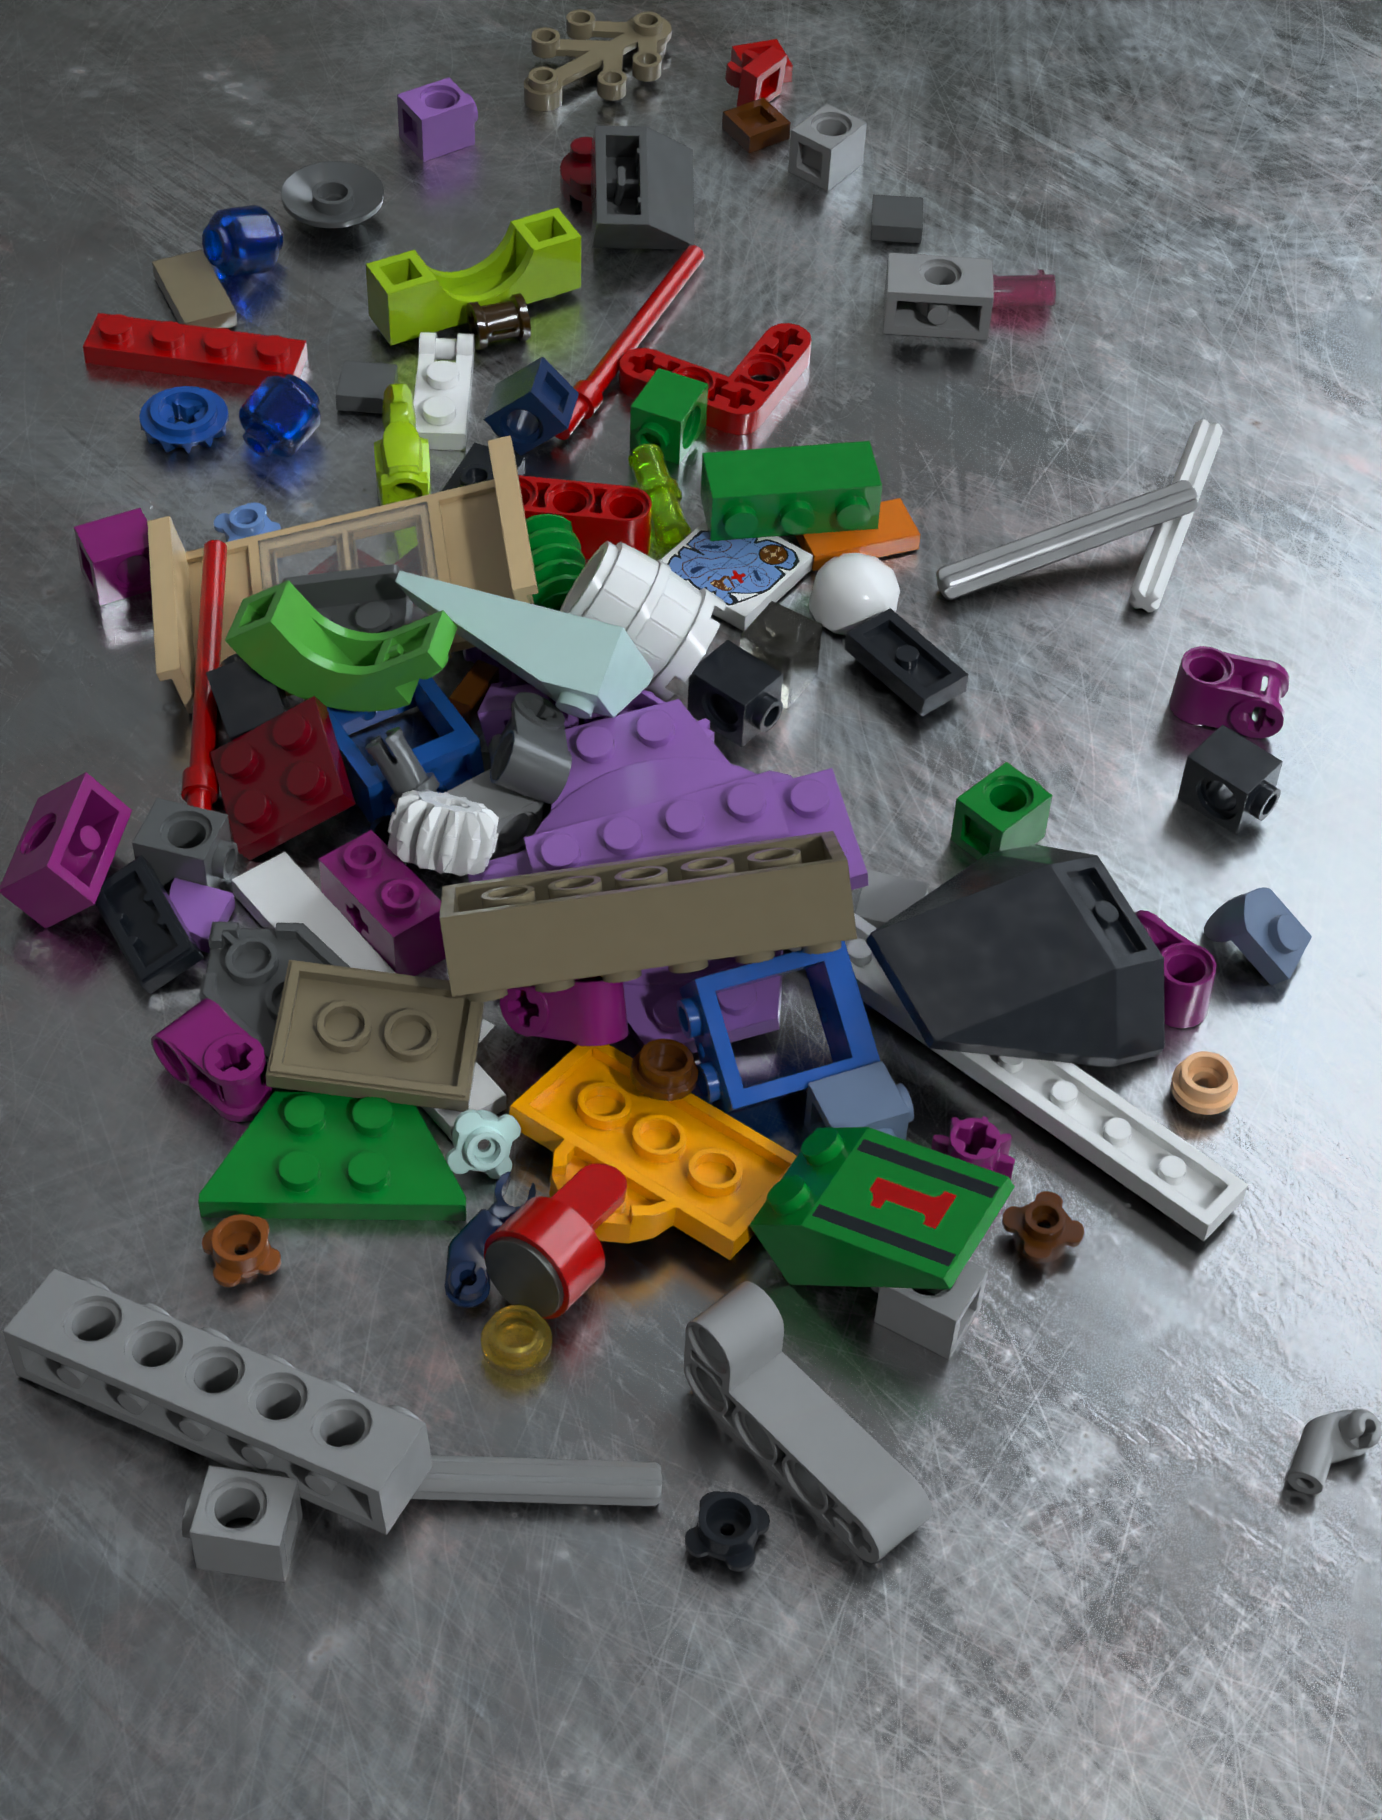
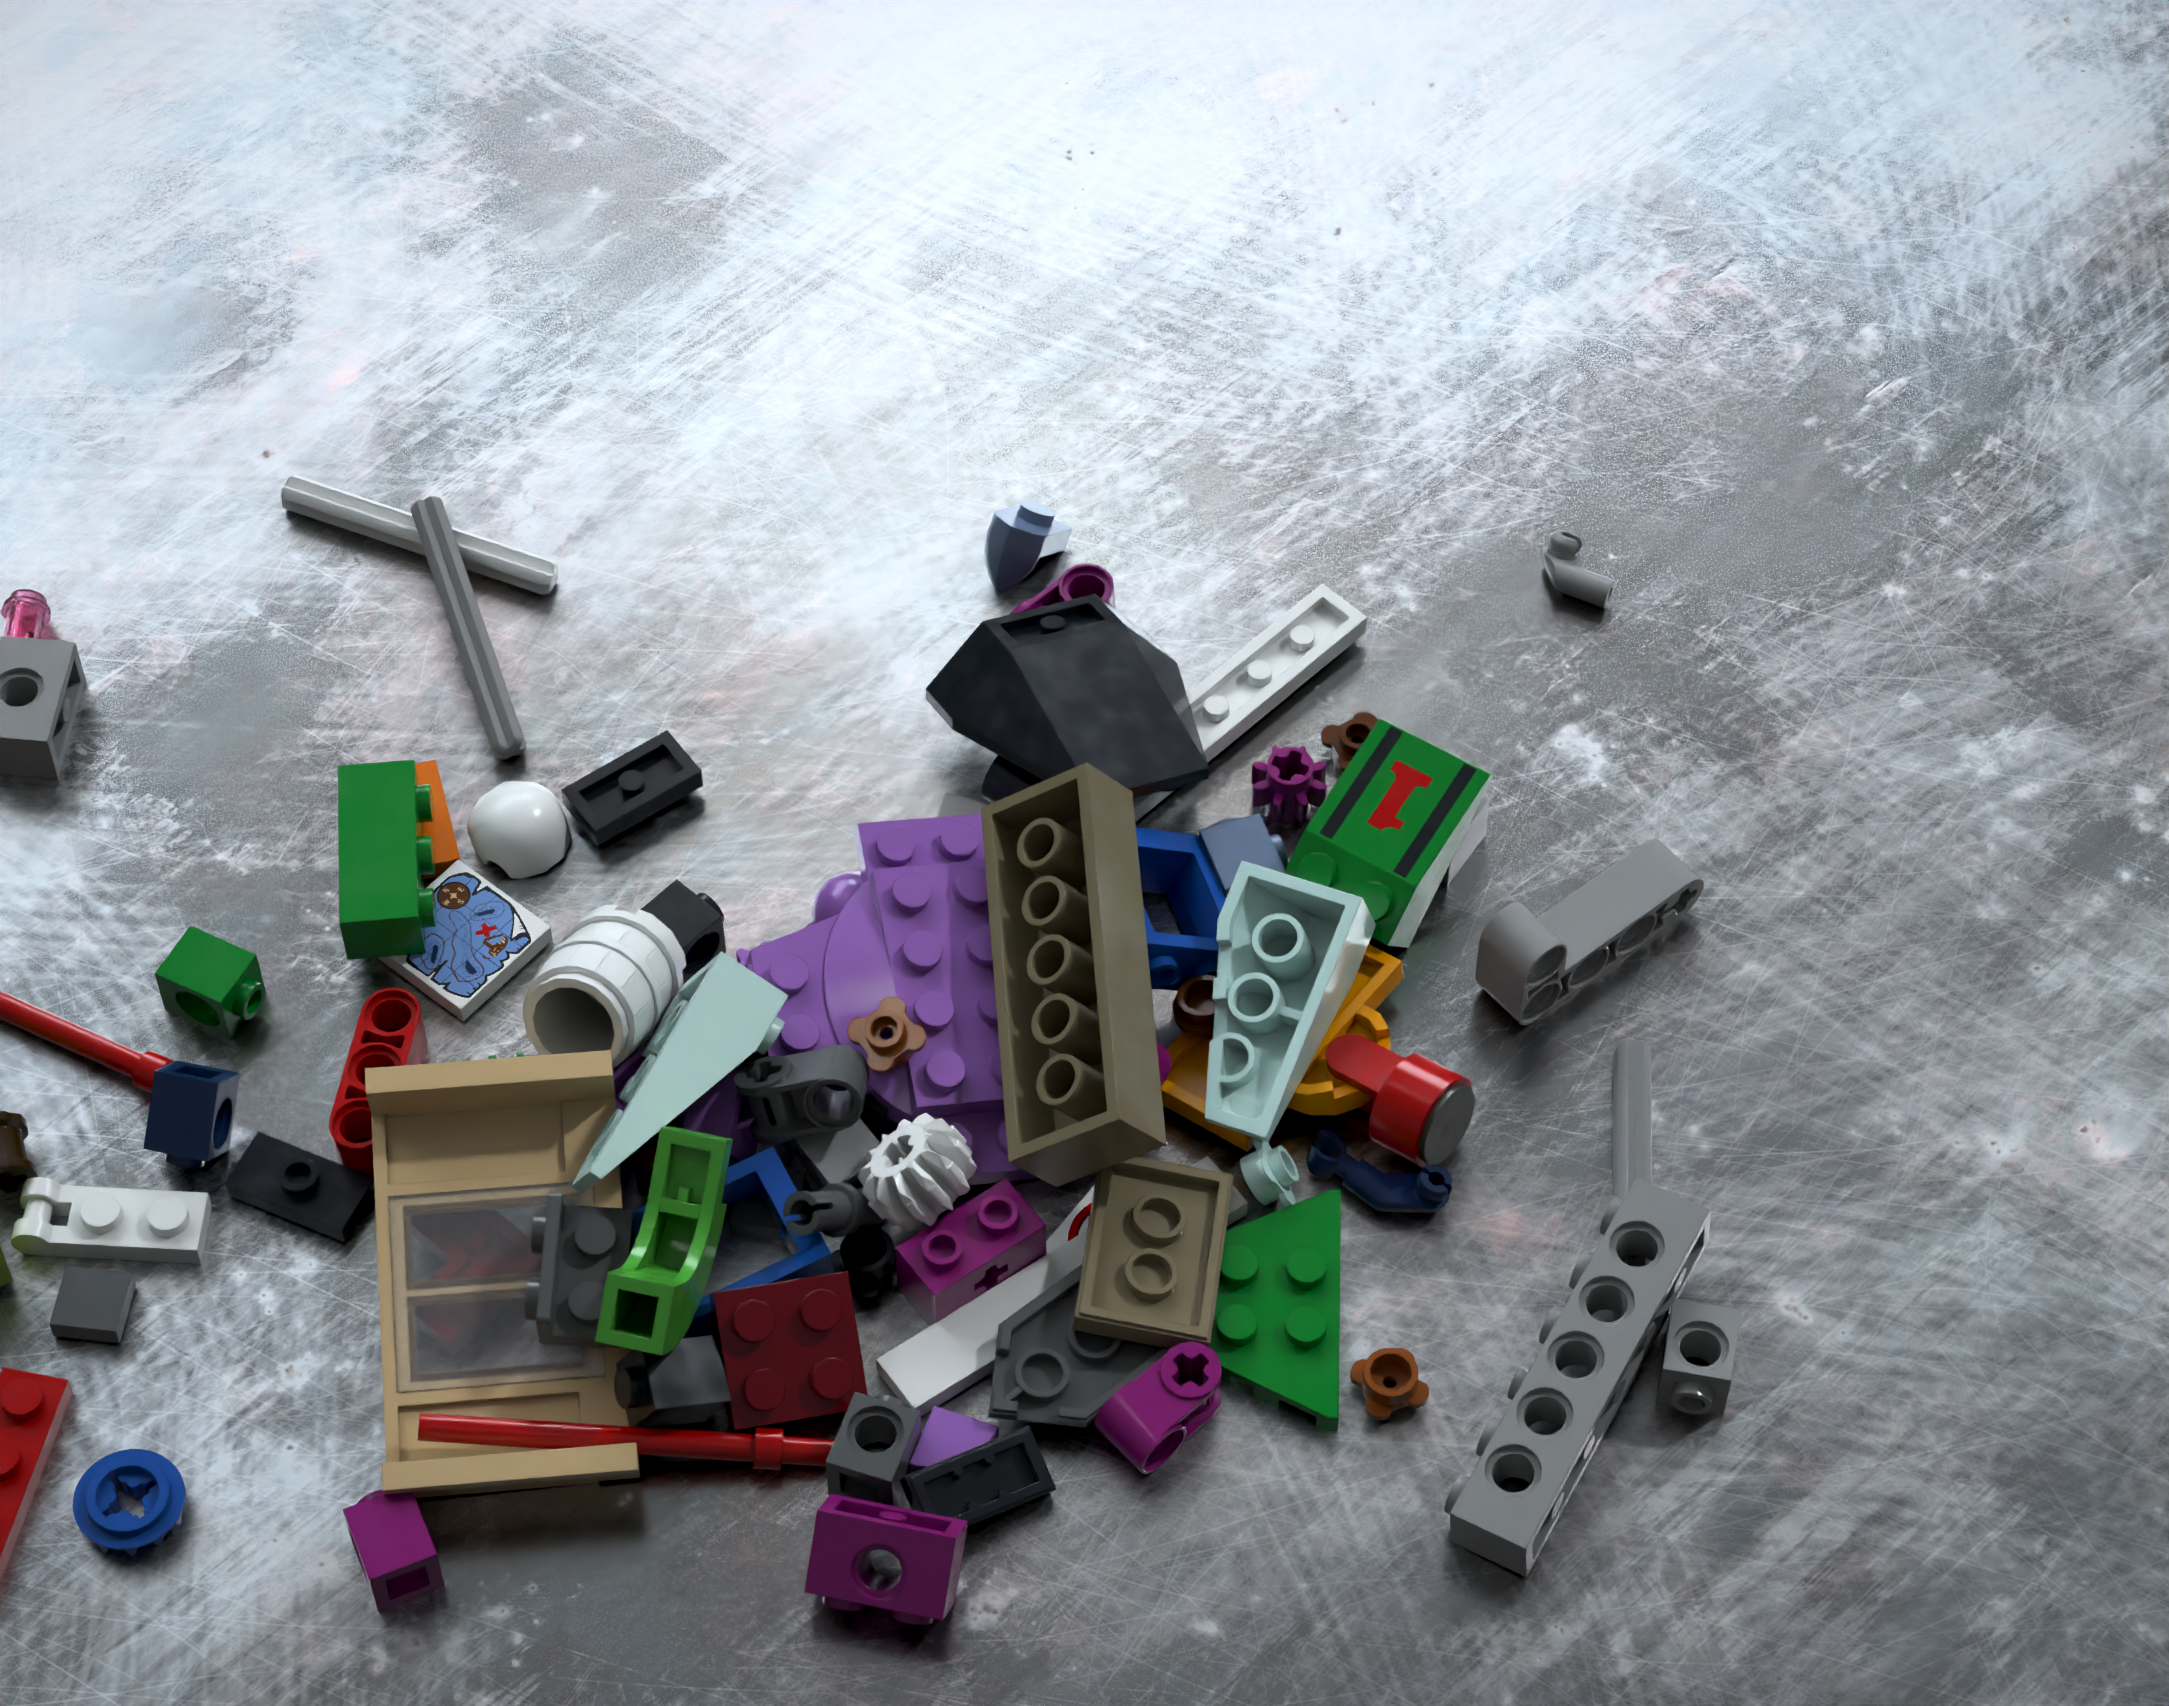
camera: 85 degrees left, 5 degrees up
(245, 522) = (347, 1438): medium blue plate -> none
(280, 416) = (157, 1385): clear blue head -> none
(401, 455) = (269, 1253): lime animal -> none
(516, 1340) = (1488, 1153): clear yellow plate -> none
(586, 797) = (893, 1052): none -> dark orange plate
(665, 494) = (331, 1000): clear neon green pin -> none
(690, 1121) = (1279, 982): none -> light aqua wedge
(733, 1511) = (1675, 983): black plate -> none
(734, 401) = (153, 919): red beam -> none
(787, 644) = (621, 877): clear smoke brick -> none
(1001, 813) = (866, 723): green brick -> none
(1205, 1070) = (1195, 594): light nougat plate -> none
(1224, 690) = (703, 522): magenta piece -> none
(1231, 780) = (826, 534): black brick -> none

